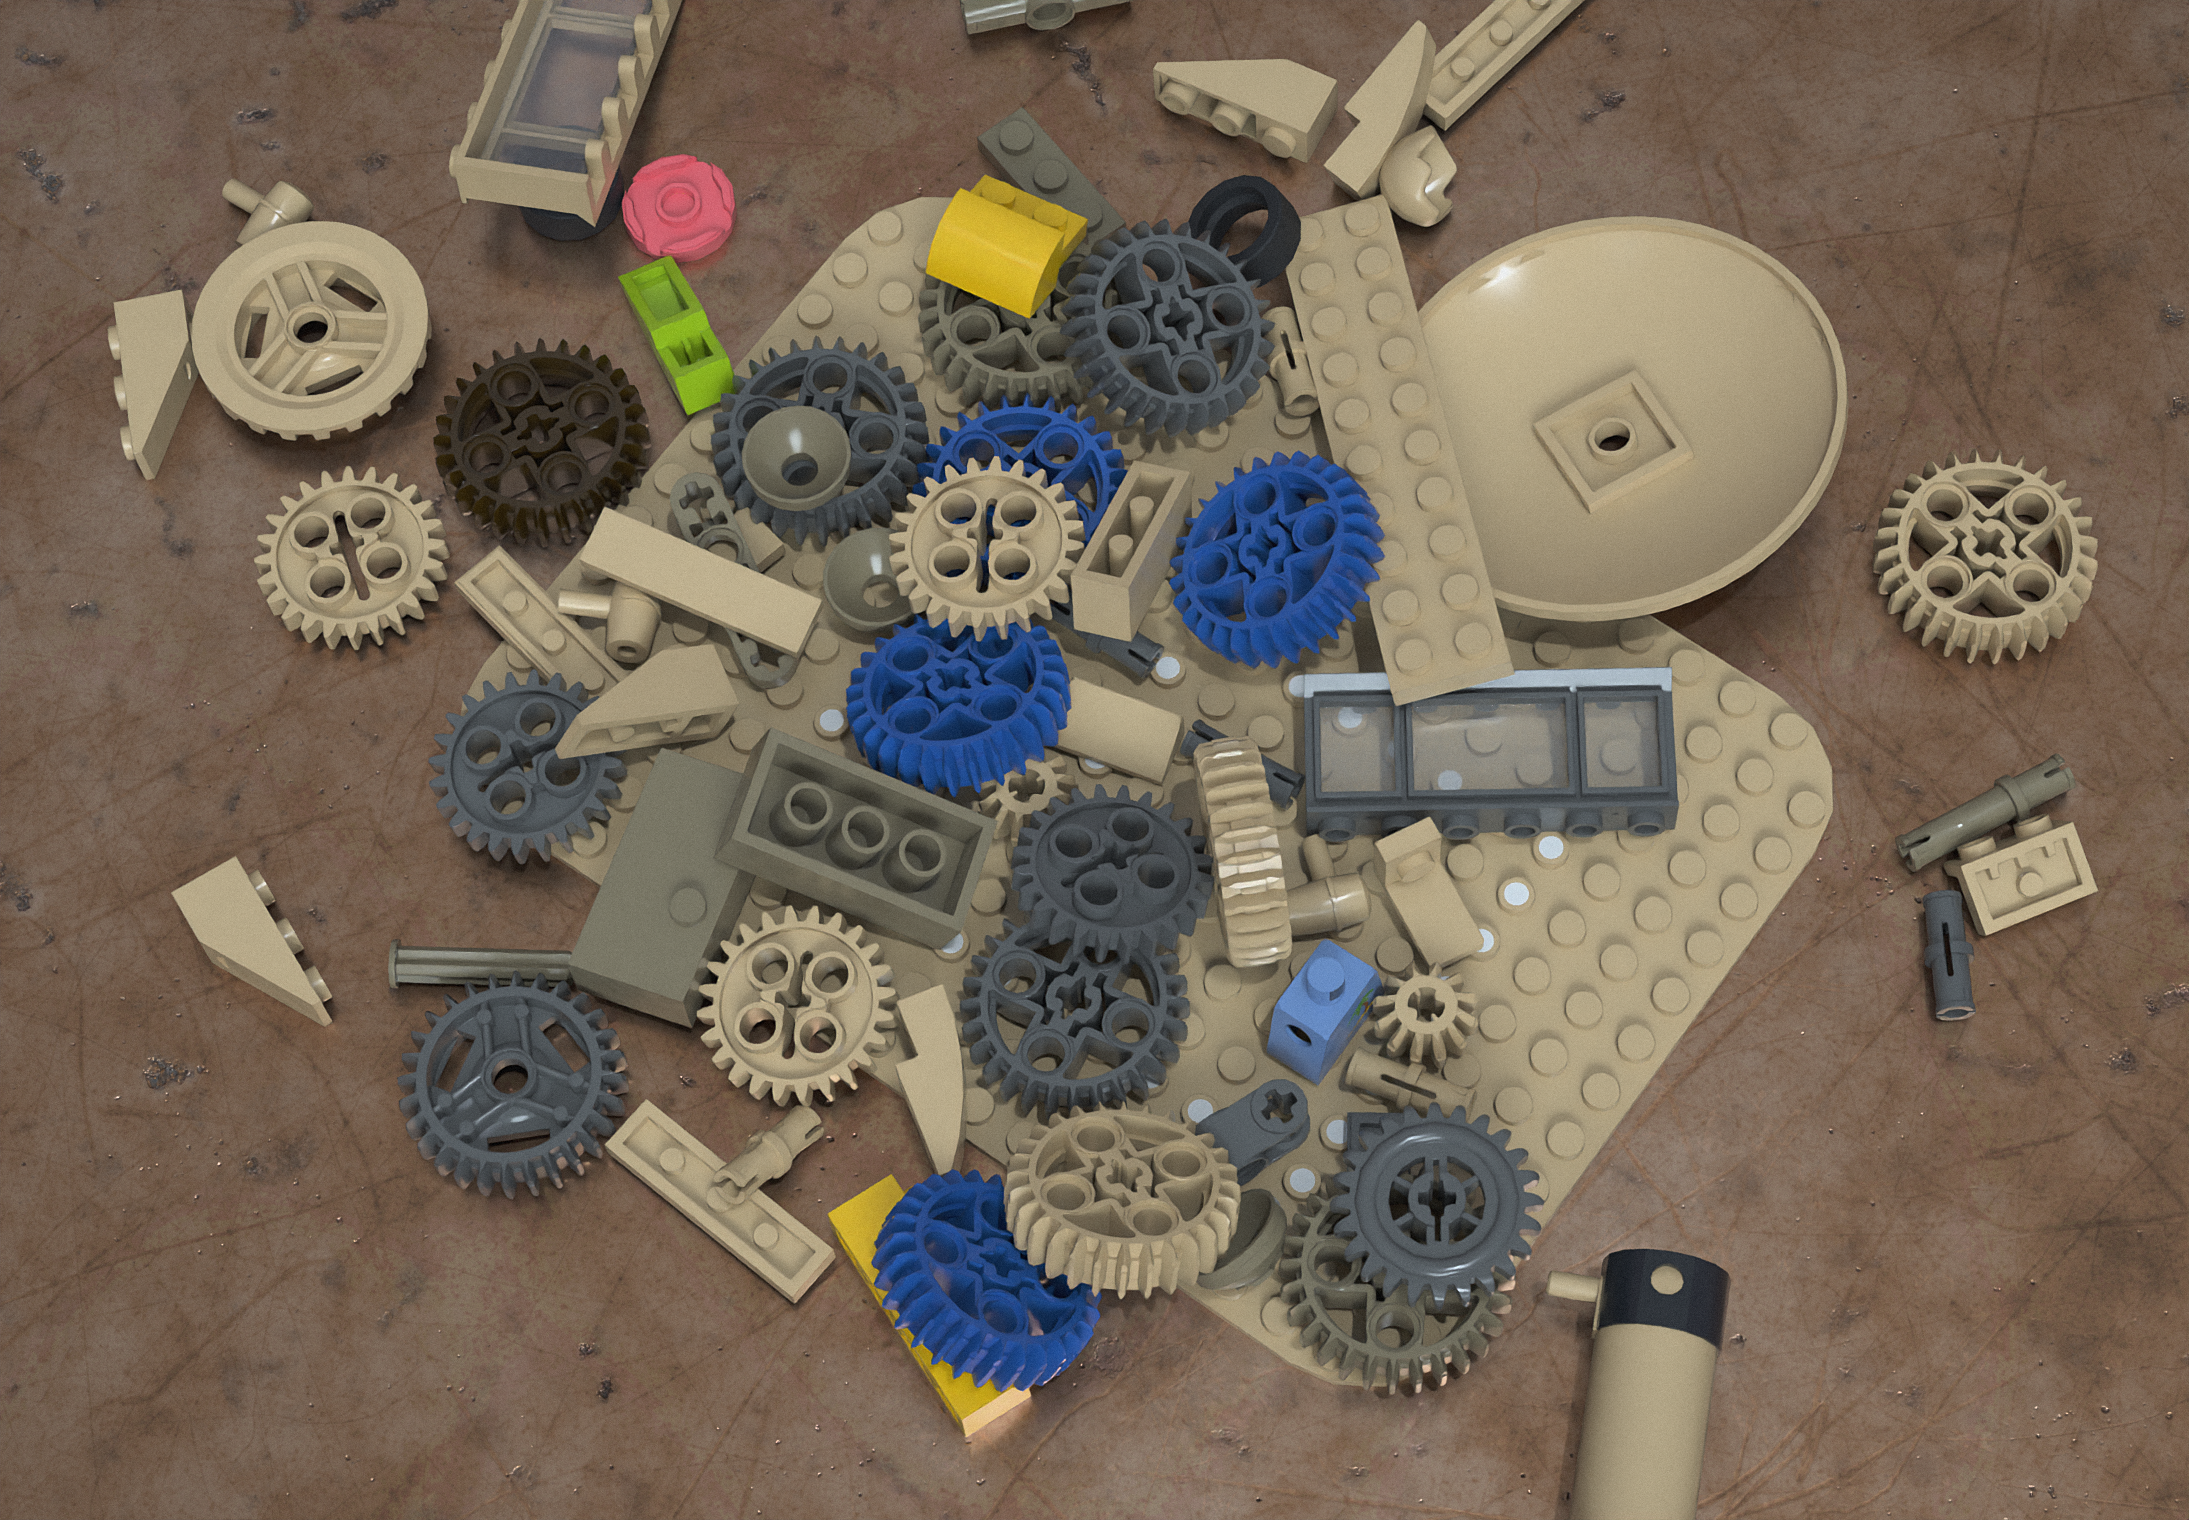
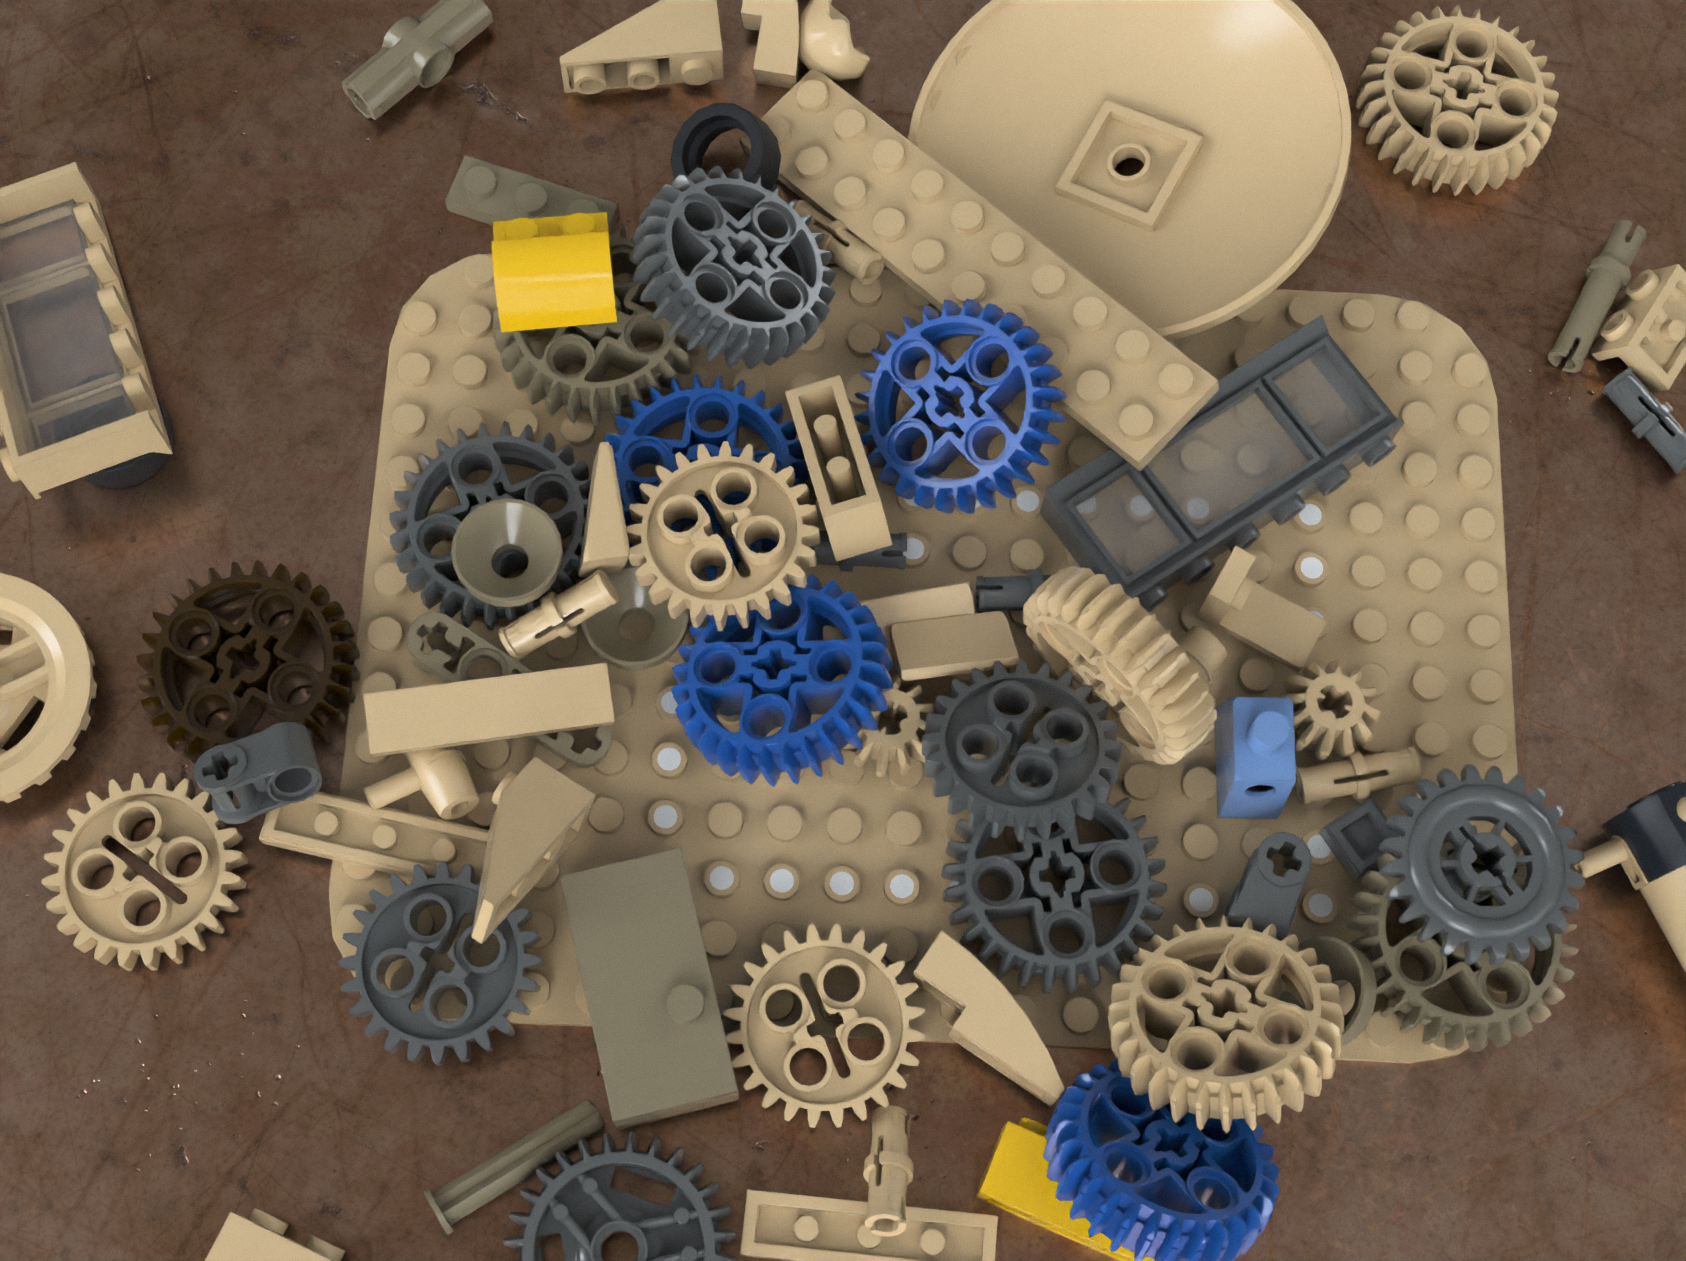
camera: 45 degrees left, 5 degrees up
(490, 528) = (263, 772): none -> dark grey piece
(679, 208) = (226, 399): coral tile -> none
(679, 333) = (306, 505): lime slope -> none
(811, 538) = (558, 615): none -> tan pin
(855, 839) = (784, 853): dark tan brick -> none
(886, 489) = (605, 533): none -> tan slope
(1130, 760) = (952, 645): none -> tan slope

